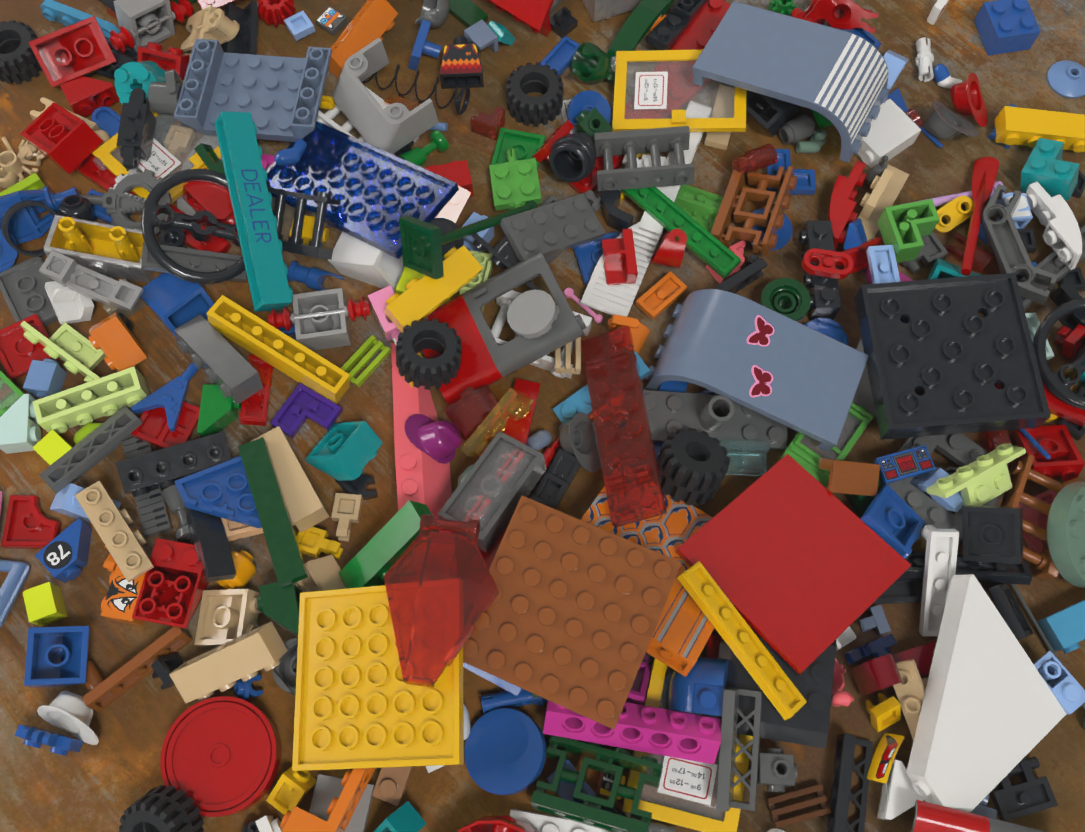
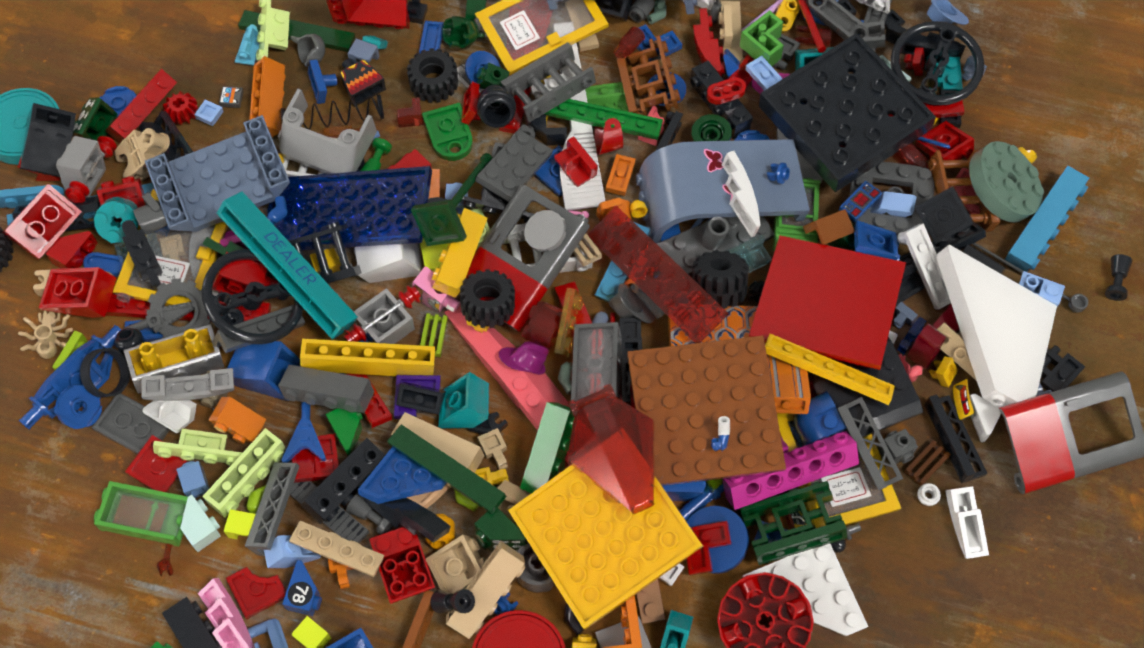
camera: 30 degrees left, 5 degrees down
(121, 598) = (371, 595): orange brick -> none
(164, 666) = (438, 624): black tile -> none
(189, 661) = (461, 601): none -> black piece
(306, 419) = (420, 397): none -> black slope
(312, 277) = (352, 294): blue piece -> none
(488, 743) = (710, 536): none -> red tile
(515, 182) = (461, 147): bright green plate -> none
(565, 650) = (723, 434): none -> arm
(652, 342) = (638, 209): none -> yellow hinge
(726, 497) = (755, 290): none -> black plate
(765, 391) = (743, 197): none -> white slope
(827, 387) = (780, 173): none -> blue plate
(980, 479) = (915, 183): yellowish green bracket -> none

